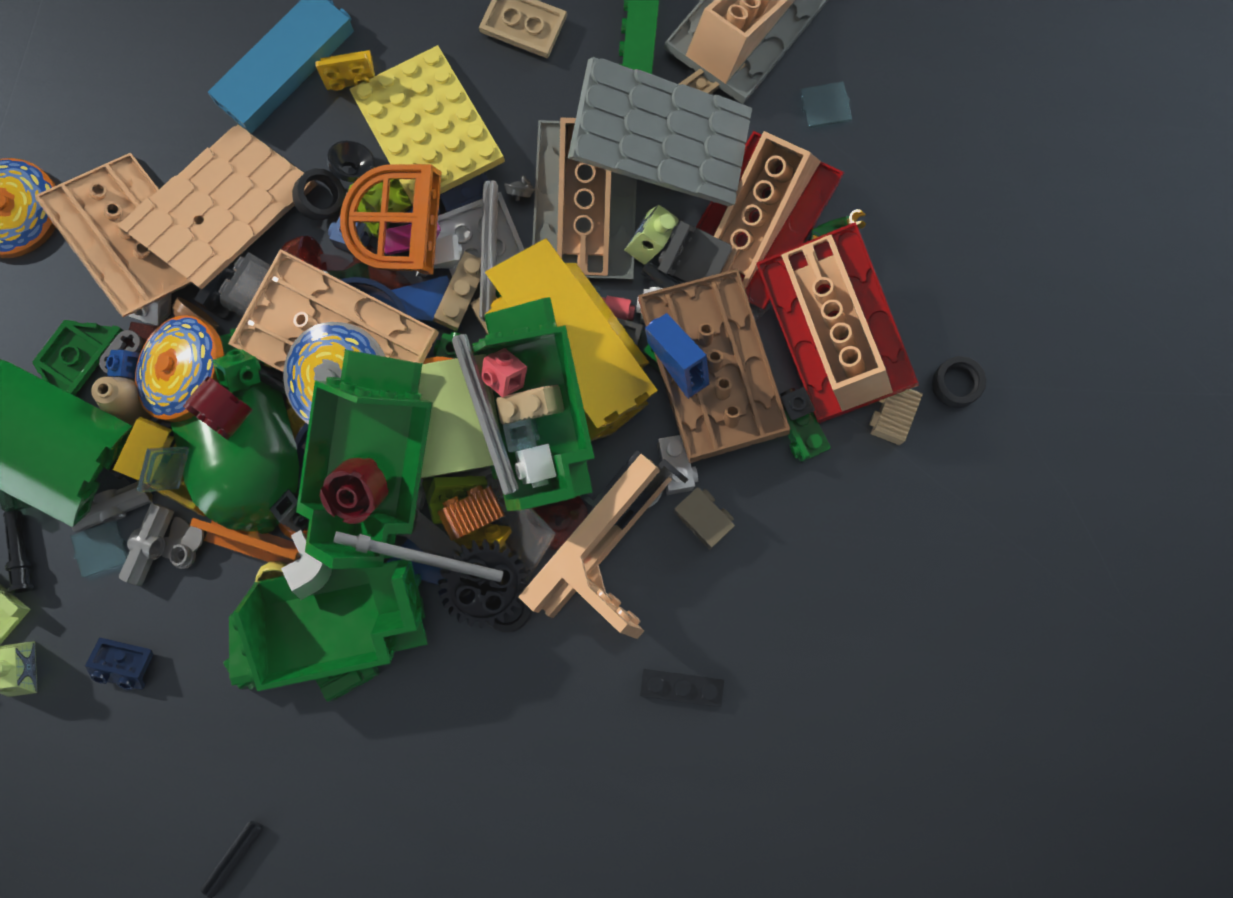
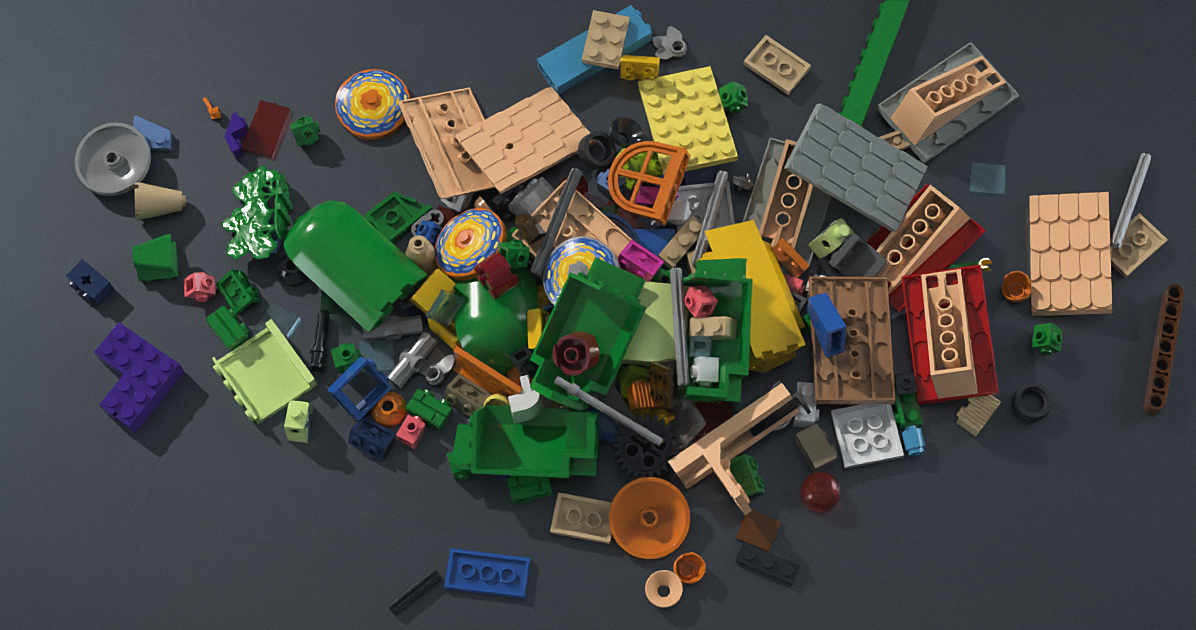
camera: 20 degrees right, 10 degrees down
(56, 566) = (345, 356): none -> green brick
(103, 616) = (371, 399): none -> blue window
(146, 617) = (393, 417): none -> orange piece
(171, 641) = (412, 431): none -> coral brick
(186, 605) = (430, 409): none -> green brick
(230, 571) = (465, 395): none -> dark tan bracket
(248, 329) = (529, 228): none -> dark brown rock
(282, 310) = (556, 221): none -> dark grey axle
(290, 43) = (605, 39): none -> tan plate
(293, 457) = (536, 325): none -> yellow slope
(321, 805) = (487, 573): none -> blue tile
(376, 29) = (668, 43): none -> light grey plate
(409, 336) = (639, 261): none -> dark pink bracket
(429, 695) = (582, 518): none -> tan plate
(478, 79) = (733, 97): none -> green brick
(485, 495) = (663, 382): none -> dark brown bracket
(513, 674) = (649, 517): none -> orange dish
(546, 775) = (667, 579): none -> light nougat piece
(583, 726) = (689, 568): none -> orange hair
(606, 274) = (790, 258): none -> orange bracket
(625, 580) = (745, 473): none -> green bracket
(659, 646) = (758, 530): none -> reddish brown piece
(724, 574) = (820, 492): none -> clear red cylinder
(763, 482) = (866, 434): none -> white plate
(825, 473) = (913, 440): none -> dark azure brick
(901, 236) = (1016, 287): none -> orange hair
(957, 176) = (1070, 254): none -> light nougat piece
(957, 294) = (1047, 338): none -> green brick
(1012, 86) = (1130, 201): none -> light grey axle
(1028, 144) = (1137, 246): none -> tan plate
(1098, 280) = (1160, 357): none -> reddish brown beam

